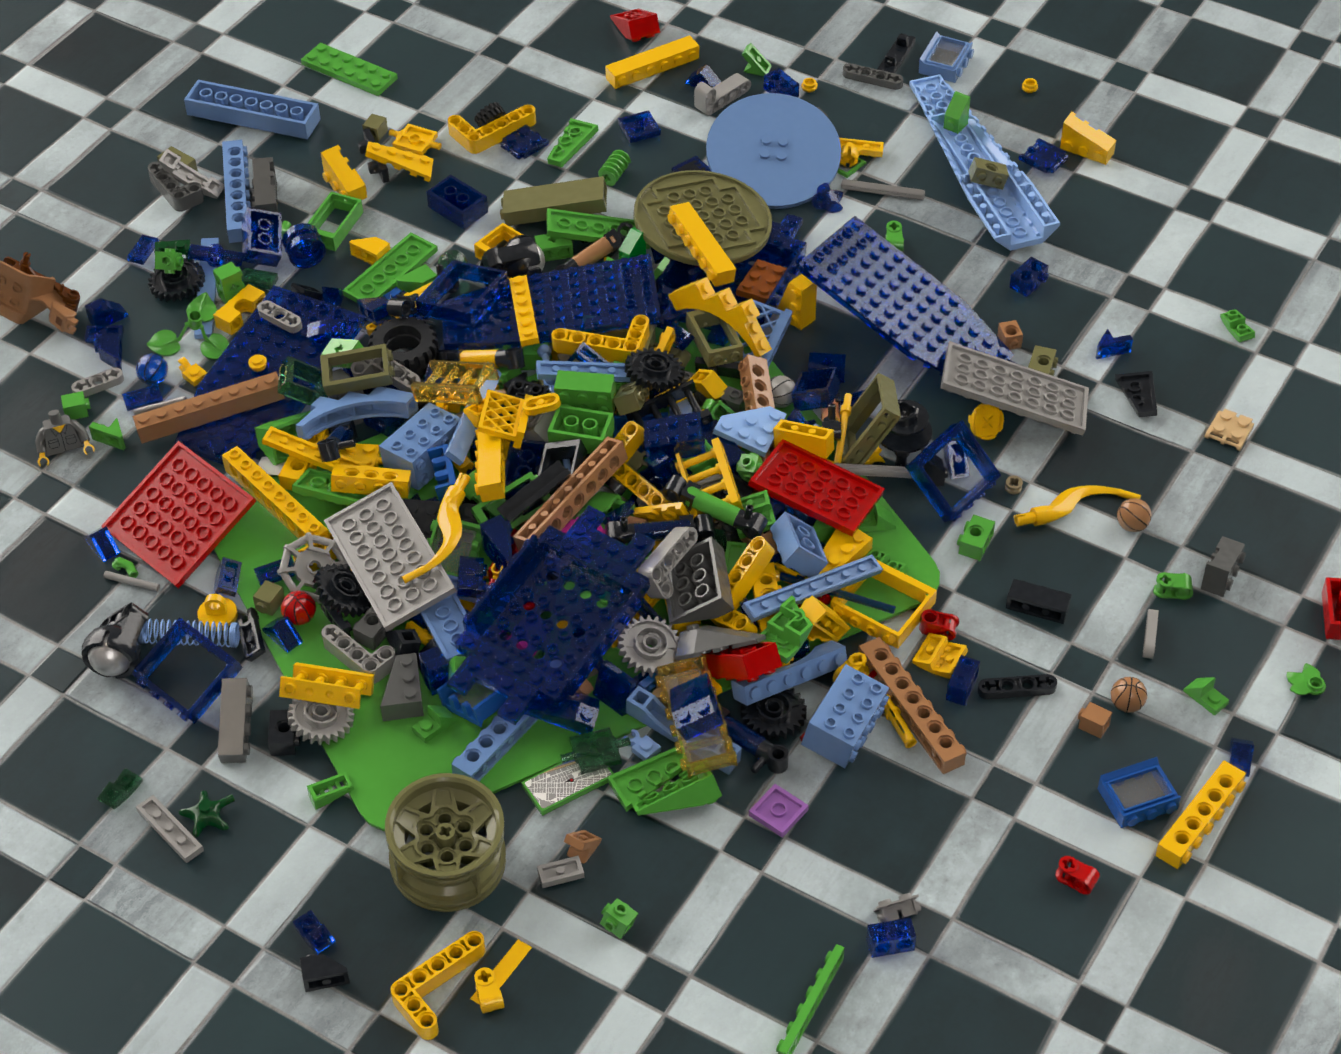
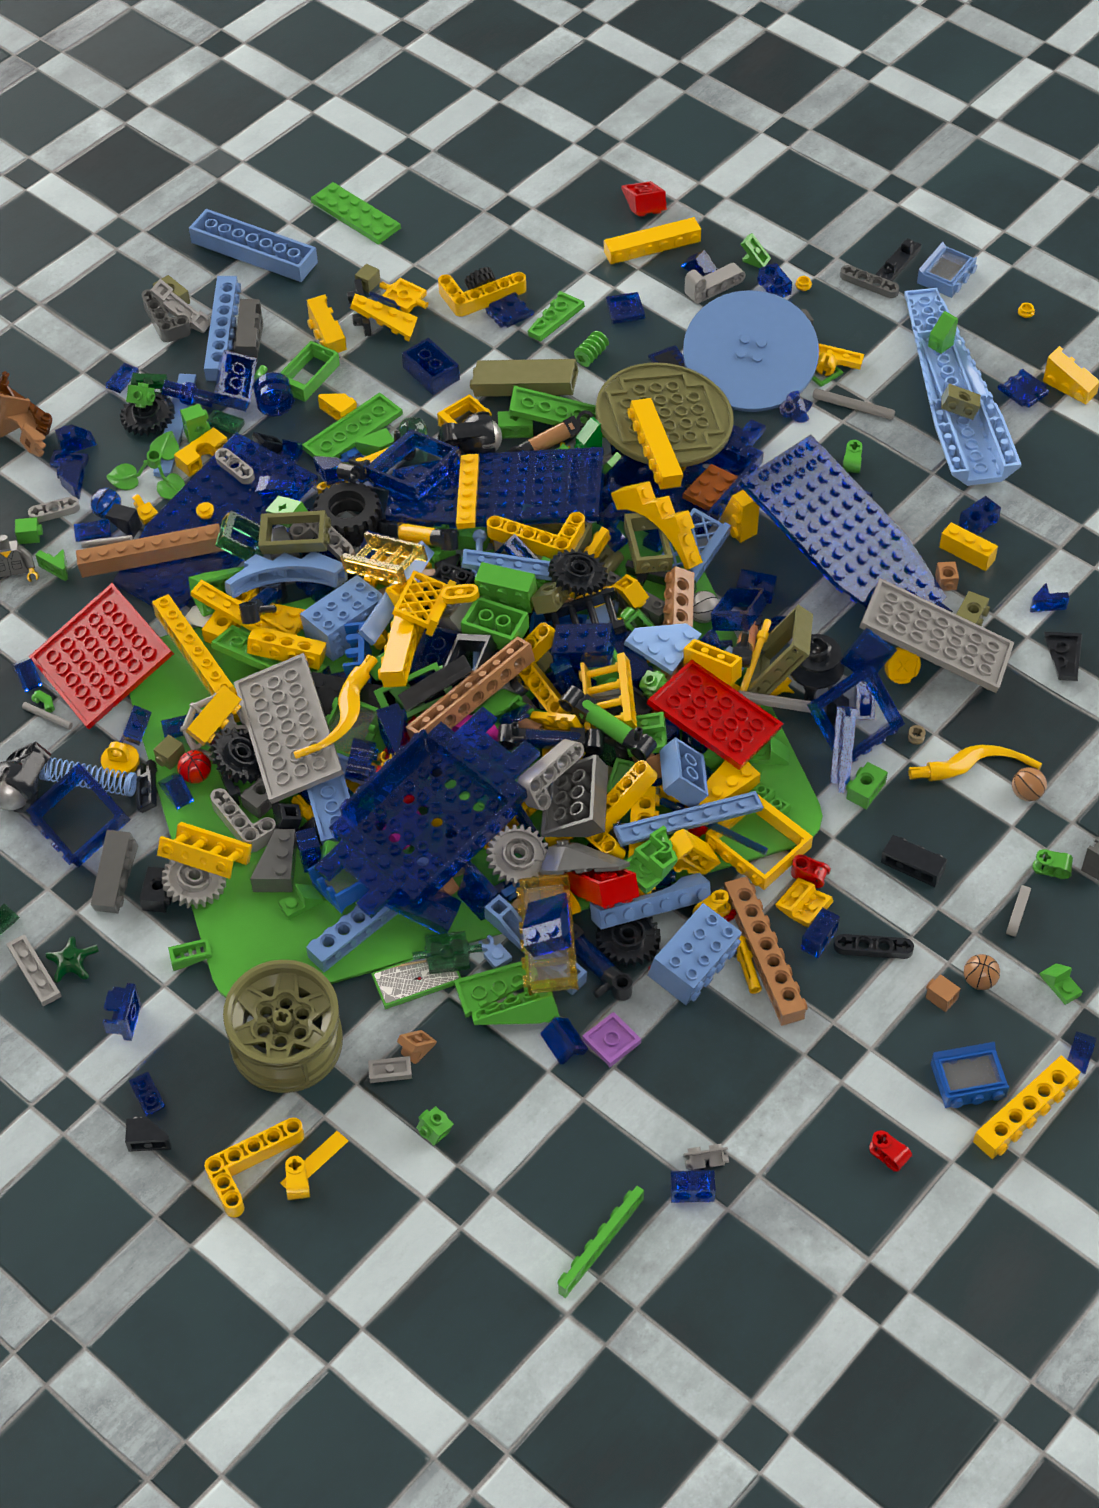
camera: 10 degrees right, 5 degrees up
(175, 381) = (124, 518): none -> black slope
(273, 842) = (126, 1008): none -> clear blue panel
(311, 554) = (214, 716): none -> yellow brick
(398, 145) = (386, 301): none -> piece
(729, 818) = (563, 1039): none -> clear blue panel
(948, 502) = (843, 746): none -> clear blue fence
(952, 409) = (868, 650): none -> clear blue slope
(1024, 305) = (968, 546): none -> yellow brick

